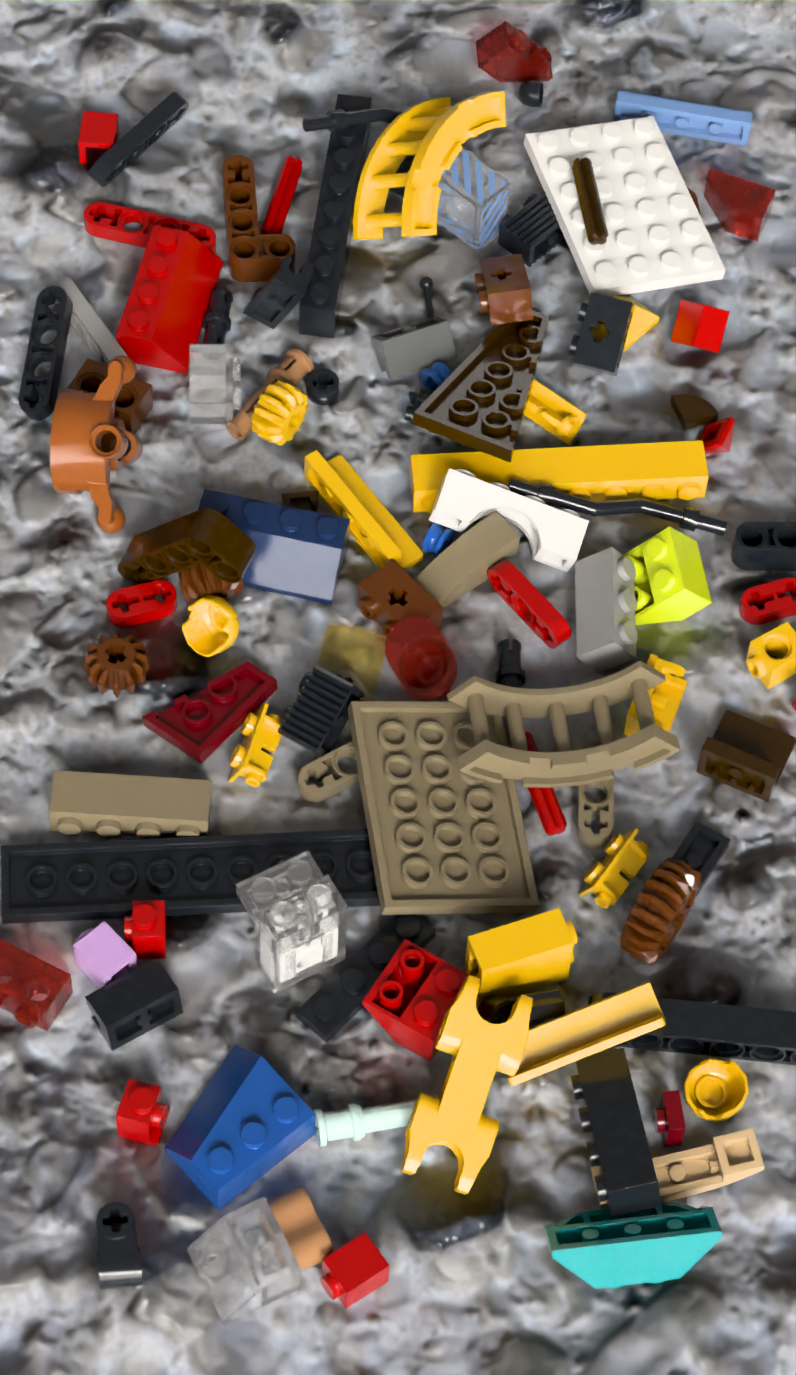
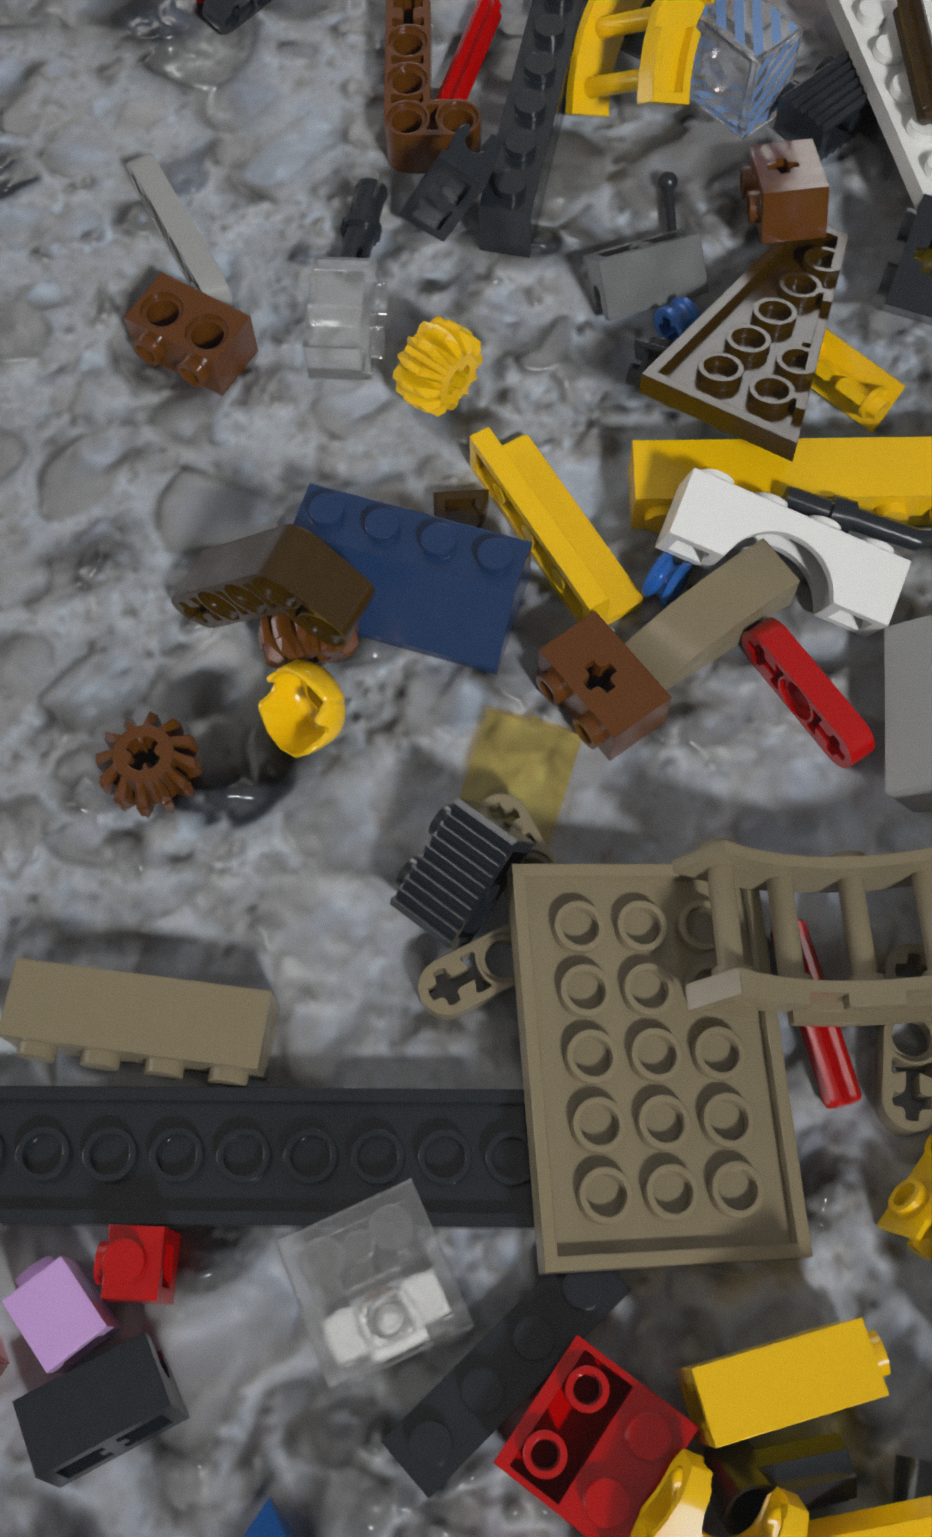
camera: 10 degrees right, 10 degrees up
(51, 352) = (96, 263): black beam -> none
(86, 439) = (133, 403): dark orange piece -> none
(140, 238) = (337, 107): red beam -> none
(141, 603) = (203, 661): red beam -> none
(168, 300) = (290, 191): red slope -> none
(210, 716) = (287, 862): dark red wing -> none
(248, 759) = (343, 941): yellow hinge -> none
(289, 371) = (460, 303): medium nougat pin -> none
(322, 376) = (507, 314): black bush -> none
(421, 658) = (632, 785): clear red piece -> none
(510, 664) = (773, 811): black pin -> none

